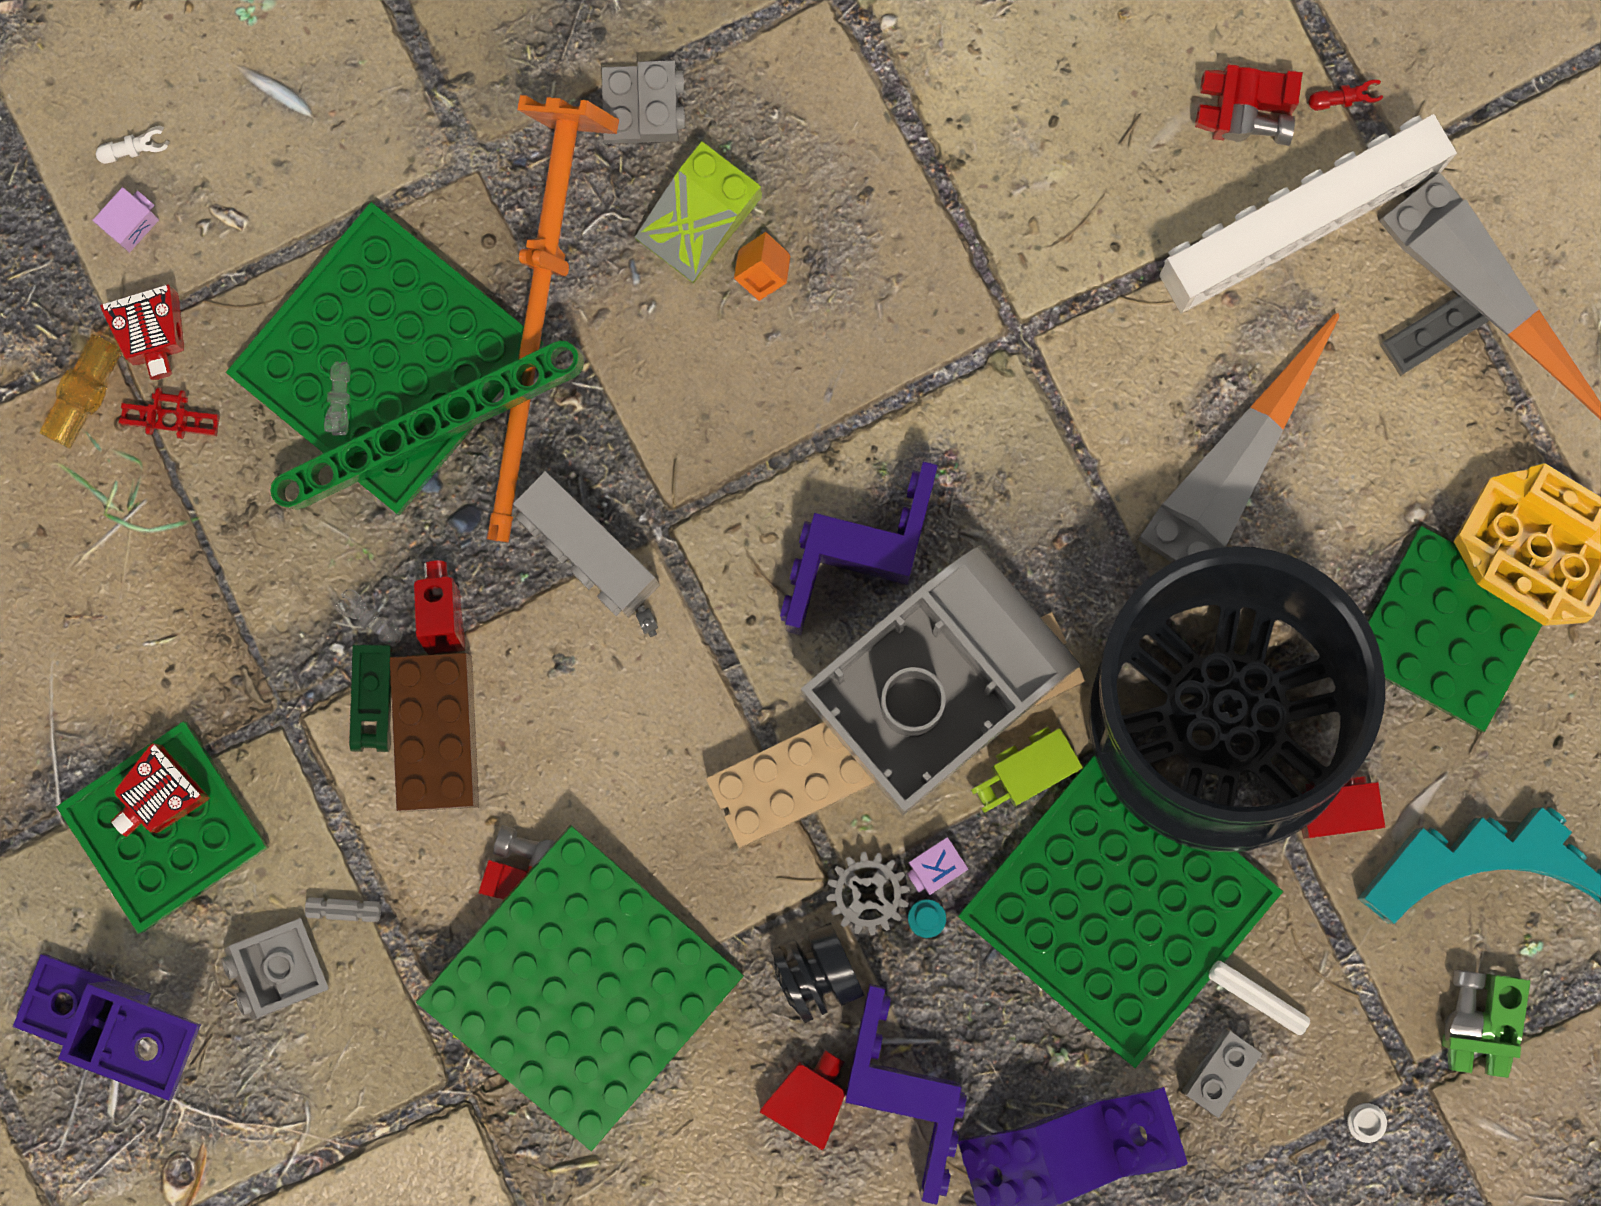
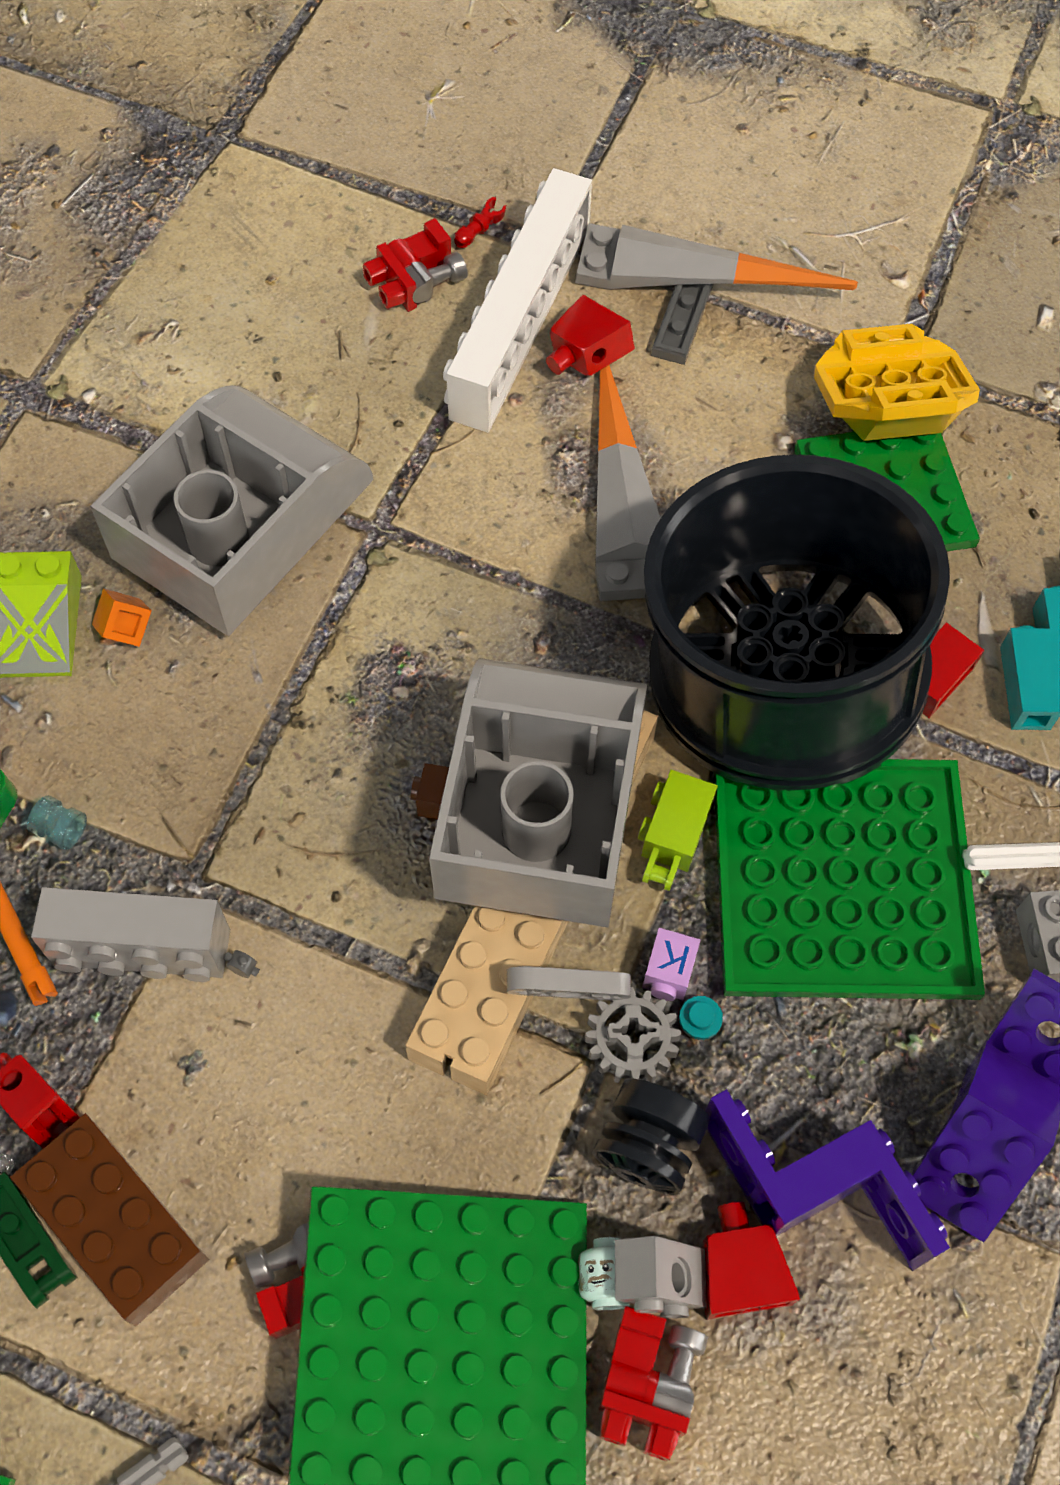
camera: 50 degrees left, 20 degrees down
(596, 405) = (55, 821): none -> clear light blue wheel
(680, 1120) = (645, 1395): none -> red hips
(718, 1032) = (598, 1275): none -> light aqua head
(746, 1063) = (660, 1276): none -> light grey brick
(846, 829) = (568, 983): none -> light grey beam
(858, 548) = (381, 757): dark purple bracket -> none
(879, 600) = (429, 790): none -> reddish brown plate
(915, 240) = (227, 504): none -> light grey brick
(1331, 295) = (588, 338): none -> red torso

